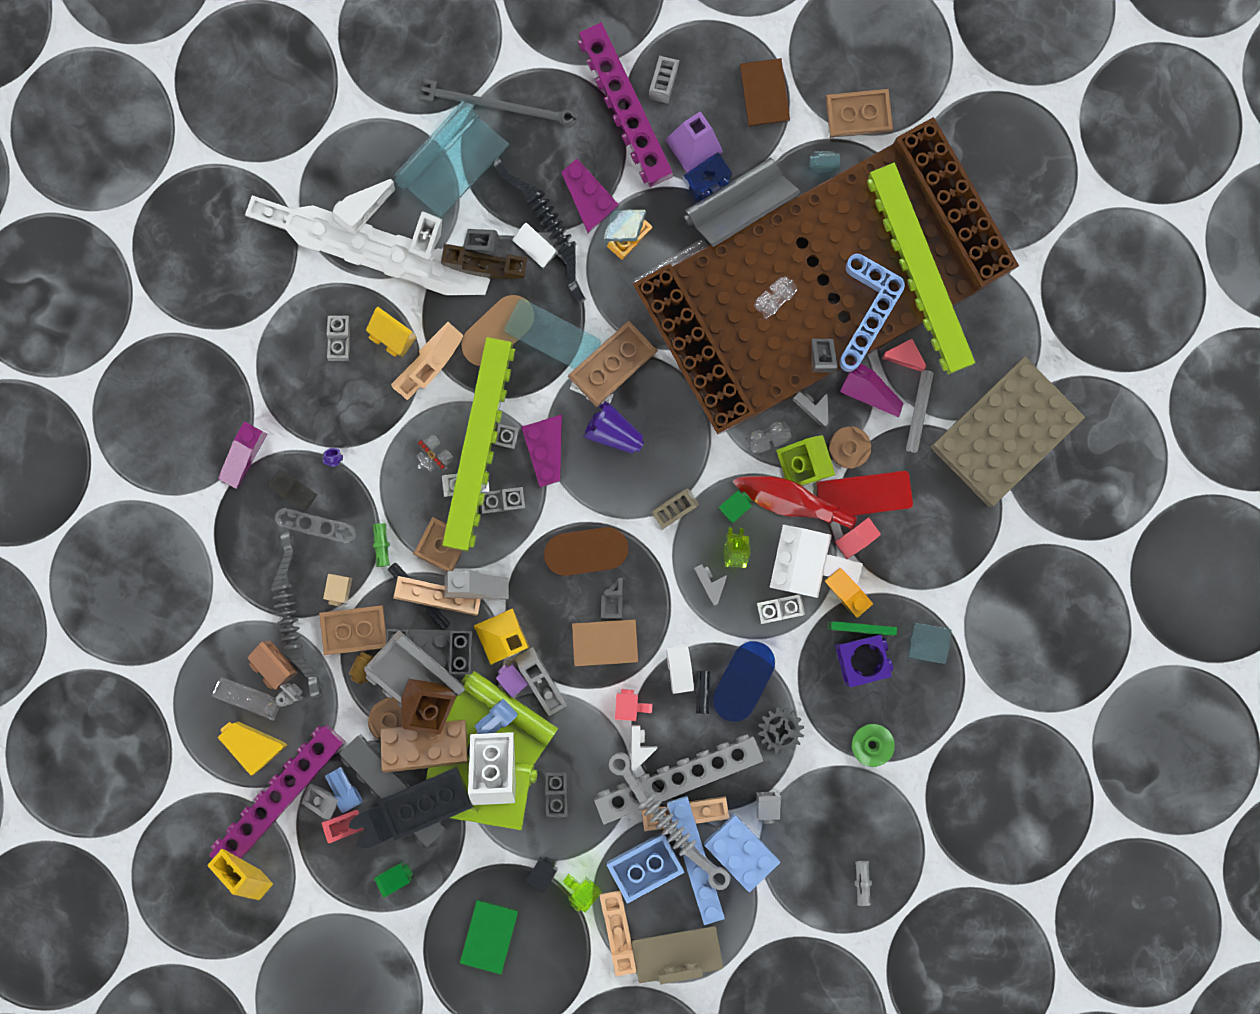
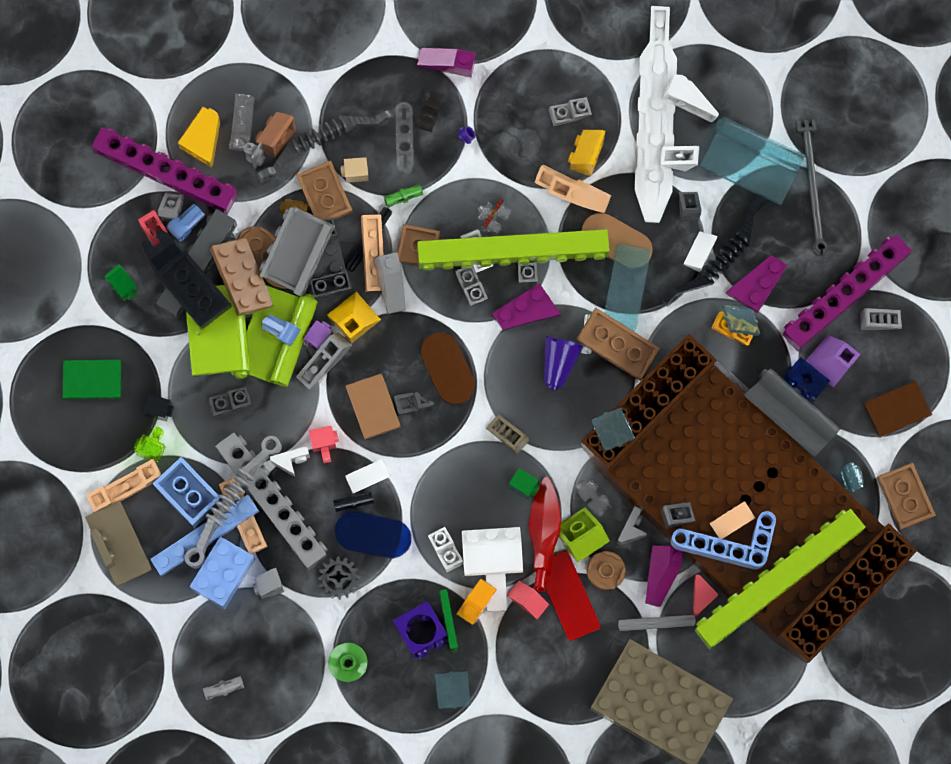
camera: 65 degrees right, 10 degrees down
(240, 876) = (91, 156): yellow slope -> none
(426, 706) = (276, 265): reddish brown slope -> none
(483, 265) = (669, 211): dark brown slope -> none
(492, 769) = (237, 335): white slope -> none
(712, 589) = (446, 485): light grey slope -> none
(715, 396) = (612, 429): none -> clear light blue piece
(736, 549) = (486, 494): clear neon green brick -> none
(783, 290) = (708, 456): clear hinge -> none
(844, 299) = (732, 520): none -> light nougat slope

